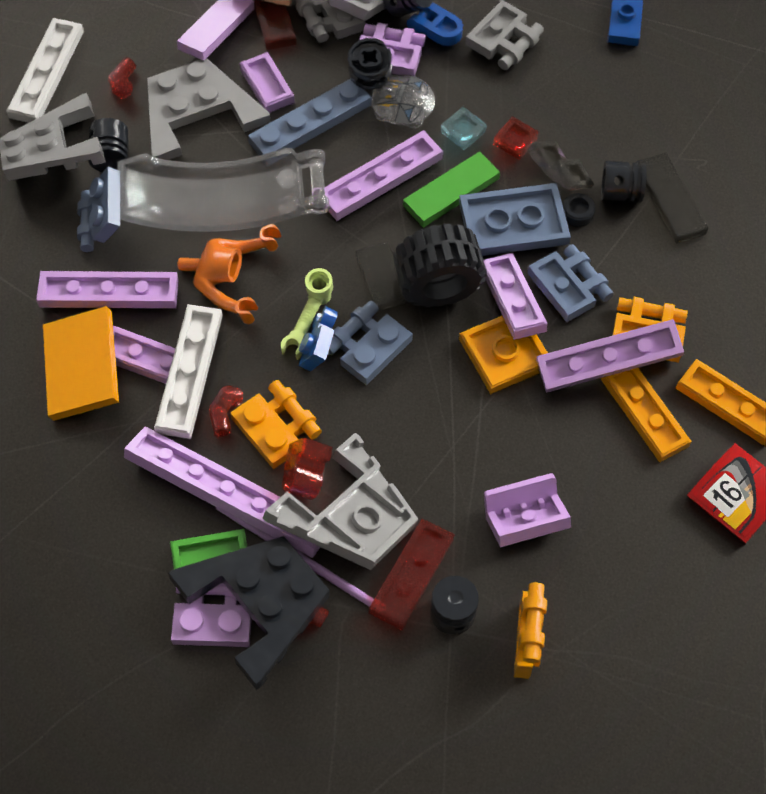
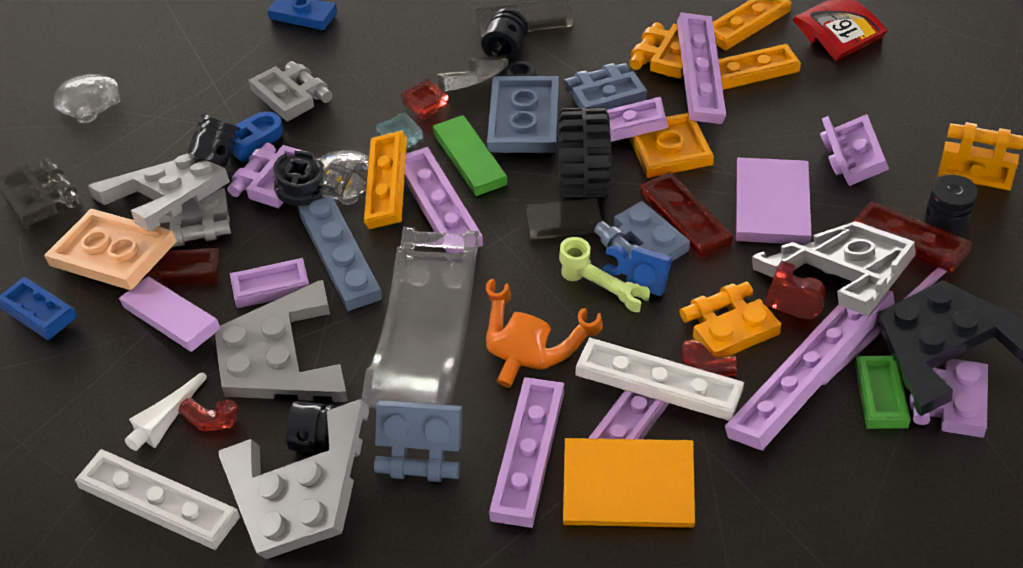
camera: 75 degrees left, 15 degrees down
(111, 48) = (153, 422): none -> white piece
(394, 129) = (385, 180): none -> light orange tile
(409, 375) = (686, 214): none -> clear red tile
(443, 447) = (773, 201): none -> lavender tile

